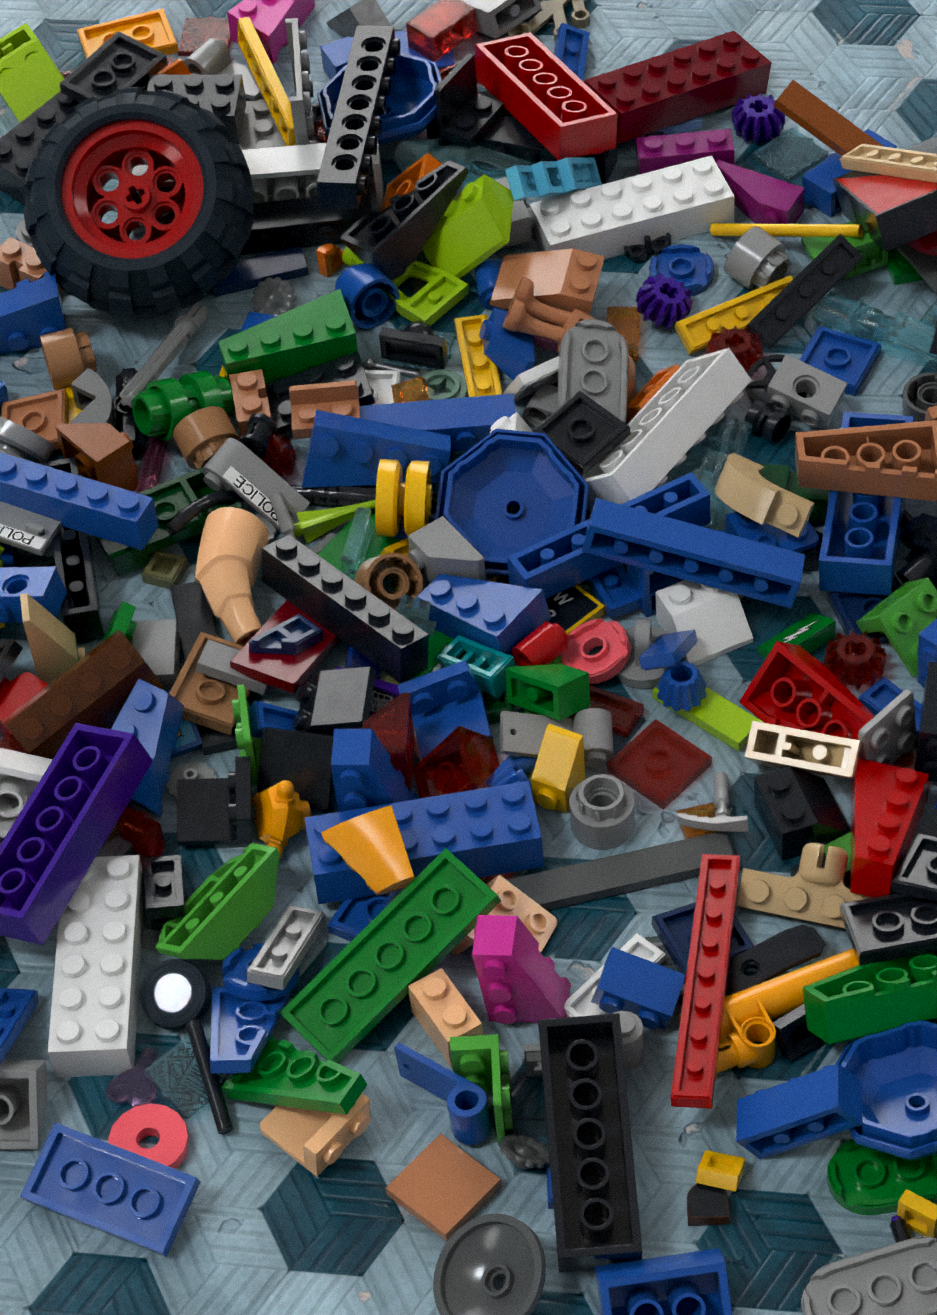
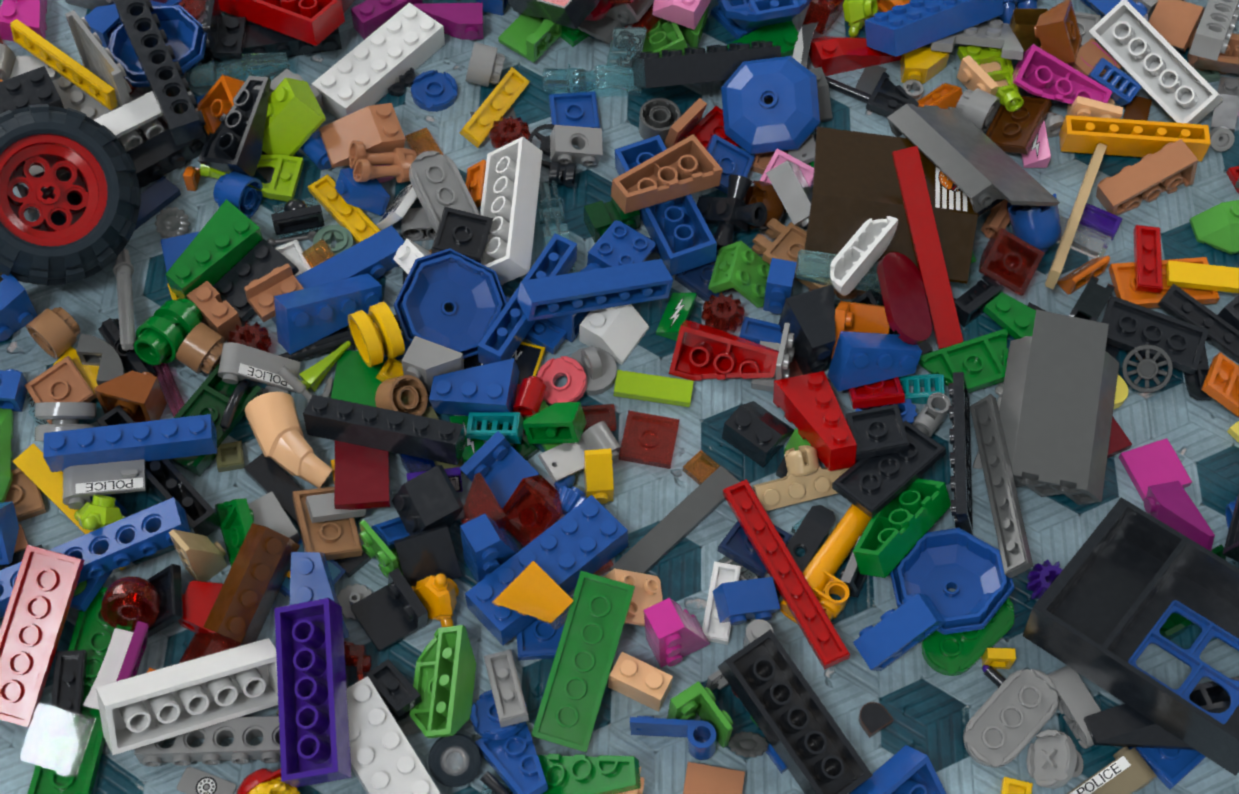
camera: 40 degrees left, 10 degrees up
(258, 434) = (242, 331): black bush -> none
(287, 637) = (360, 468): dark blue tile -> none
(357, 542) = (358, 378): clear light blue tile -> none
(417, 612) = (439, 413): clear light blue tile -> none
(552, 178) = (321, 60): medium azure slope -> none
(602, 812) = (640, 503): light grey piece -> none
(663, 301) = (442, 117): dark purple gear -> none
(668, 650) = (615, 361): blue tile -> none
(681, 687) = (635, 382): blue piece -> none
(720, 1170) = (869, 692): yellow tile -> none
(722, 819) = (718, 460): light grey piece -> none
(759, 499) = (606, 233): tan arch -> none
(789, 230) = (490, 36): yellow piece -> none
(802, 749) = (742, 390): tan slope -> none
(804, 291) = (531, 75): black tile -> none

